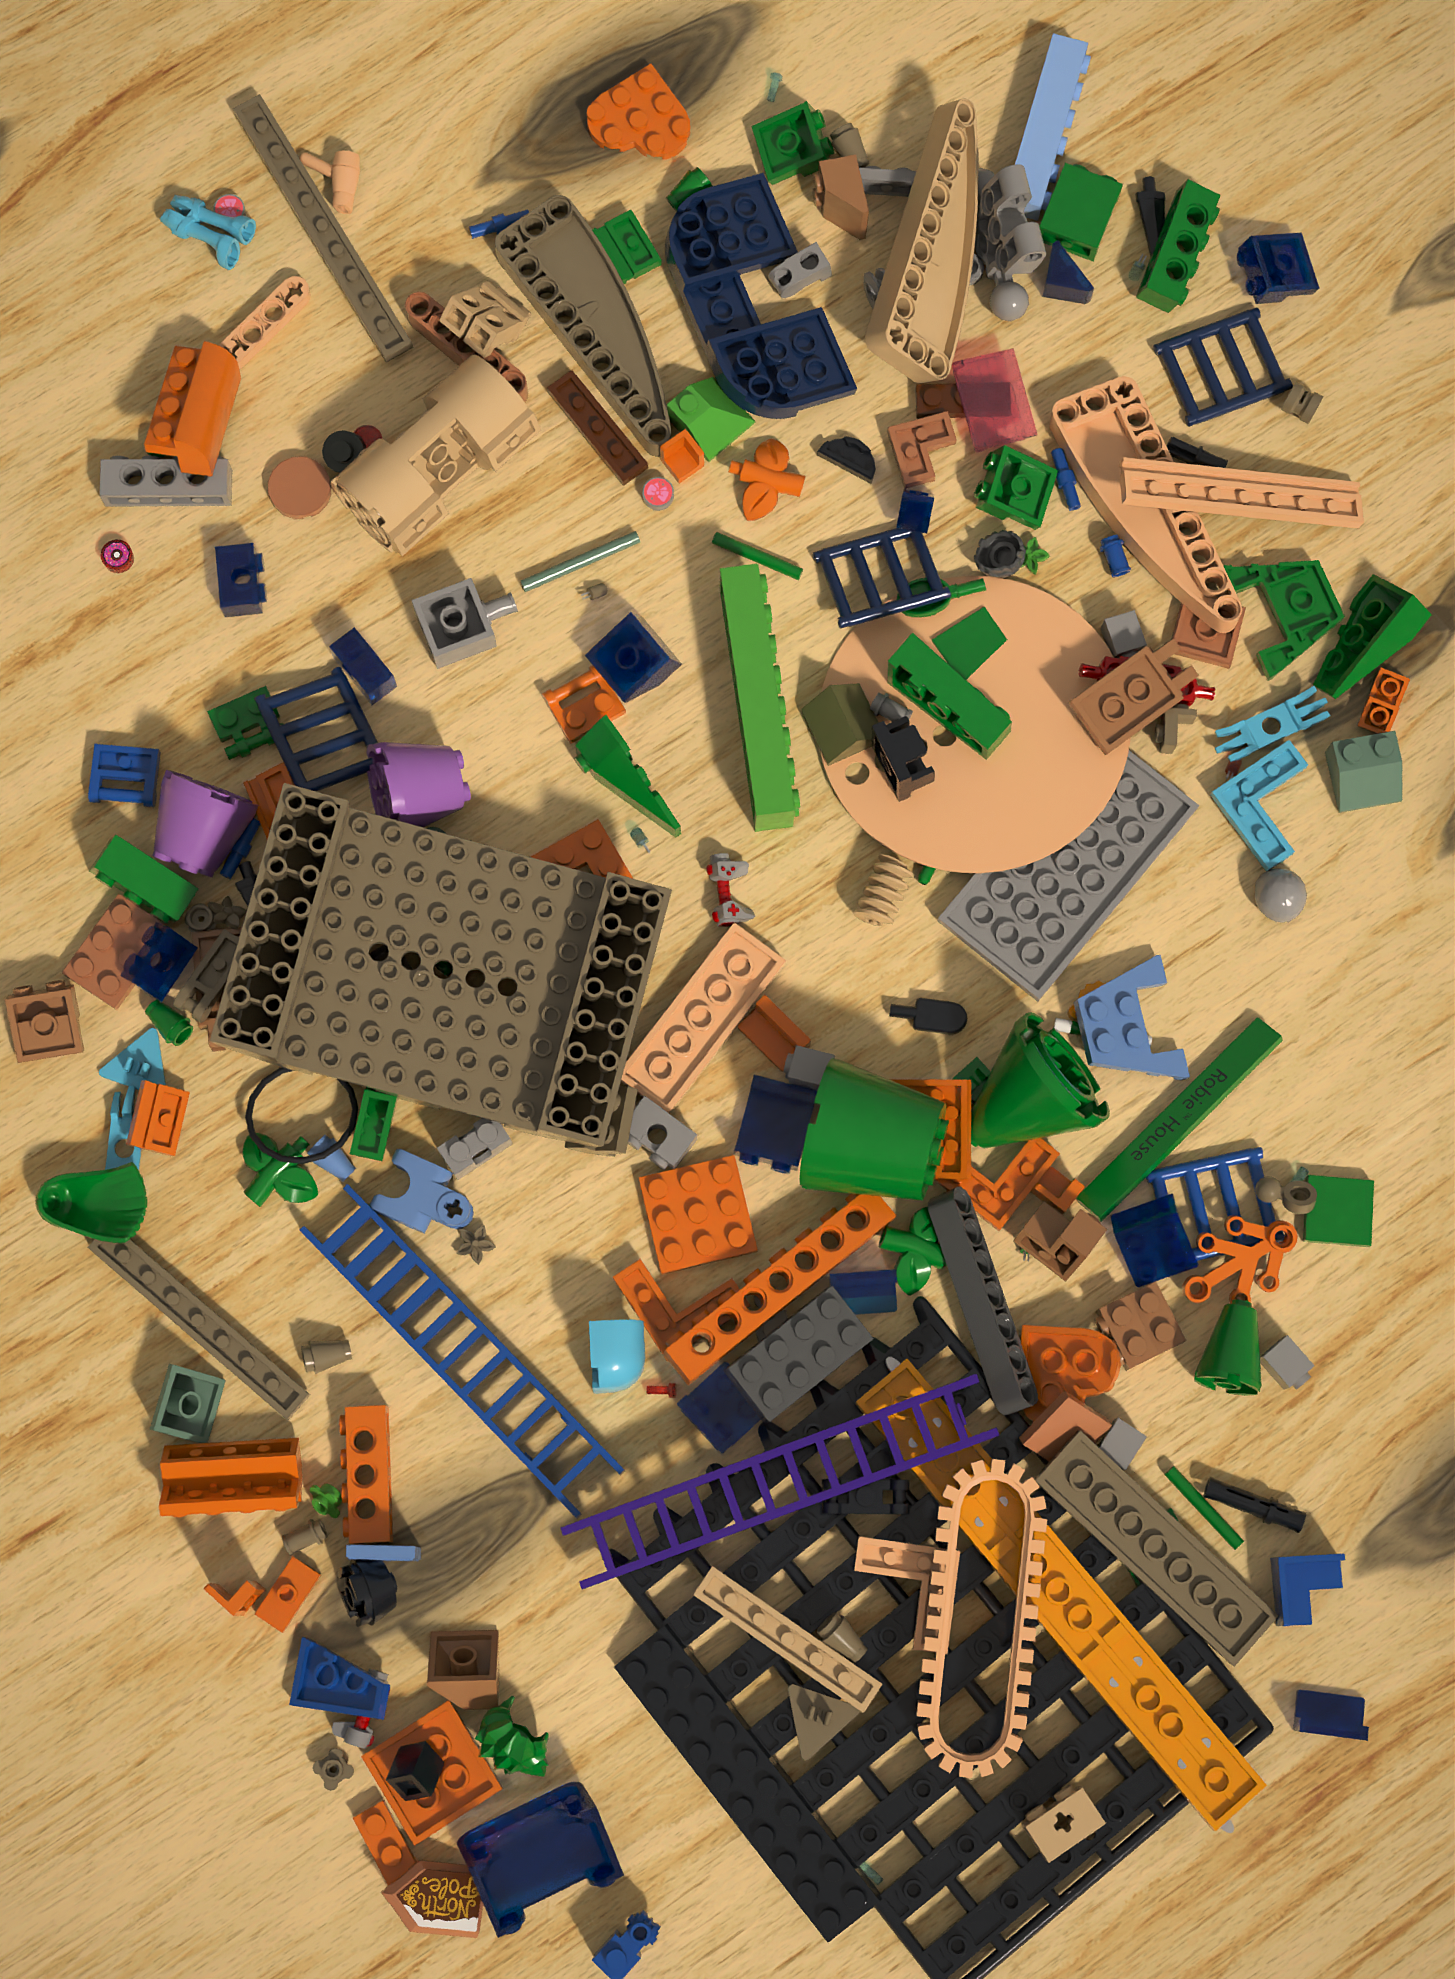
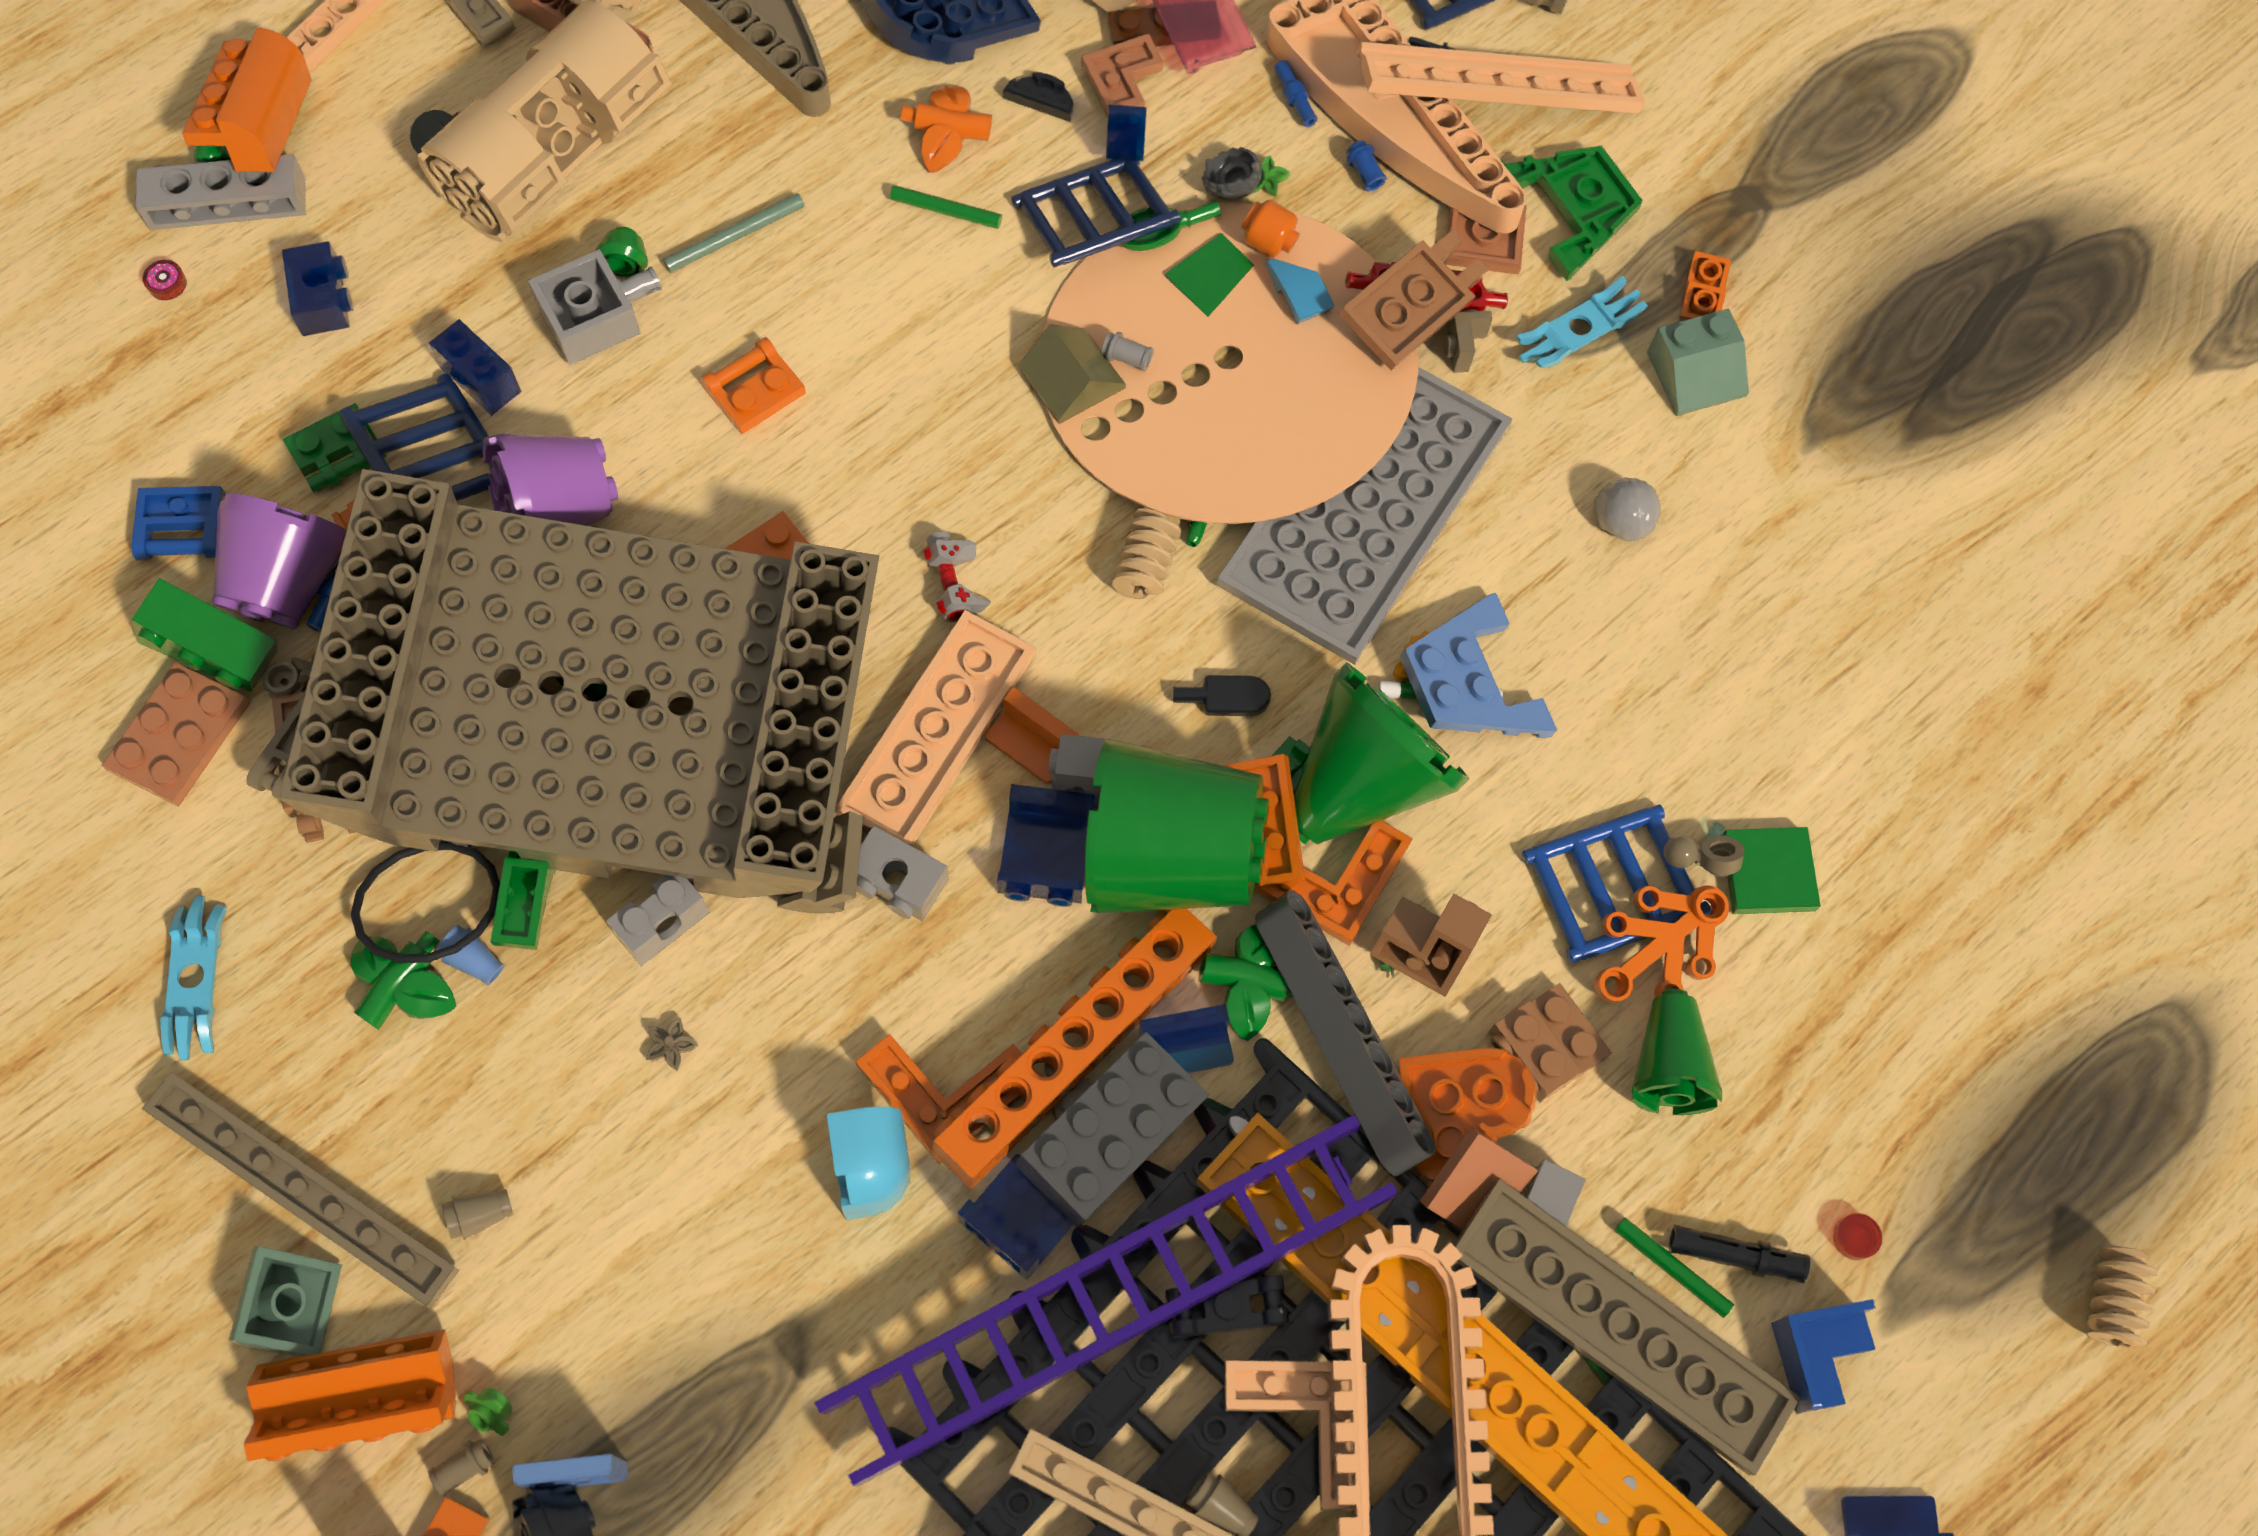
camera: 10 degrees left, 10 degrees down
(44, 1021) = (78, 826): medium nougat plate -> none
(96, 1203) = (148, 1047): green hair -> none
(137, 1062) = (210, 871): medium azure piece -> none
(158, 1118) = (233, 930): orange plate -> none
(171, 1024) = (247, 811): green cone -> none
(174, 956) = (248, 722): clear blue brick -> none
(299, 487) = (387, 185): nougat tile -> none
(379, 1526) = (524, 1295): orange brick -> none
(419, 1297) = (596, 1122): blue ladder -> none
(425, 1198) = (598, 991): medium blue piece -> none
(488, 573) = (624, 252): none -> green cone
(596, 591) = (756, 263): dark tan piece -> none
(597, 427) = (741, 89): reddish brown plate -> none
(609, 761) = (792, 446): green wedge -> none
(633, 658) = (807, 324): clear blue slope -> none
(639, 838) = (837, 530): clear light blue piece -> none
(658, 493) = (820, 152): tile -> none
(667, 1390) = (948, 1202): clear red piece -> none
(682, 456) = (844, 106): orange panel -> none
(698, 1214) = (959, 971): orange plate -> none
(708, 416) = (869, 67): bright green slope -> none
(757, 698) = (965, 352): bright green brick -> none
(900, 754) = (1138, 394): black panel -> none
(947, 697) = (1191, 323): green wedge -> none
(1015, 487) = (1238, 103): green plate -> none
(1024, 612) = (1270, 228): none -> orange head
(1042, 671) = (1301, 288): none -> dark azure slope
(1057, 1189) = (1416, 884): orange panel -> none
(1123, 634) = (1388, 239): light grey brick -> none
(1153, 1240) = (1550, 931): clear blue bracket -> none
(1179, 1119) = (1553, 781): green tile -> none
(1233, 768) = (1543, 378): clear red piece -> none
(1240, 803) = (1561, 415): medium azure plate -> none
(1287, 1363) = (1746, 1065): light grey brick -> none
(1347, 1503) = (1857, 1236): none -> clear red tile
(1379, 626) = (1683, 206): green wedge -> none

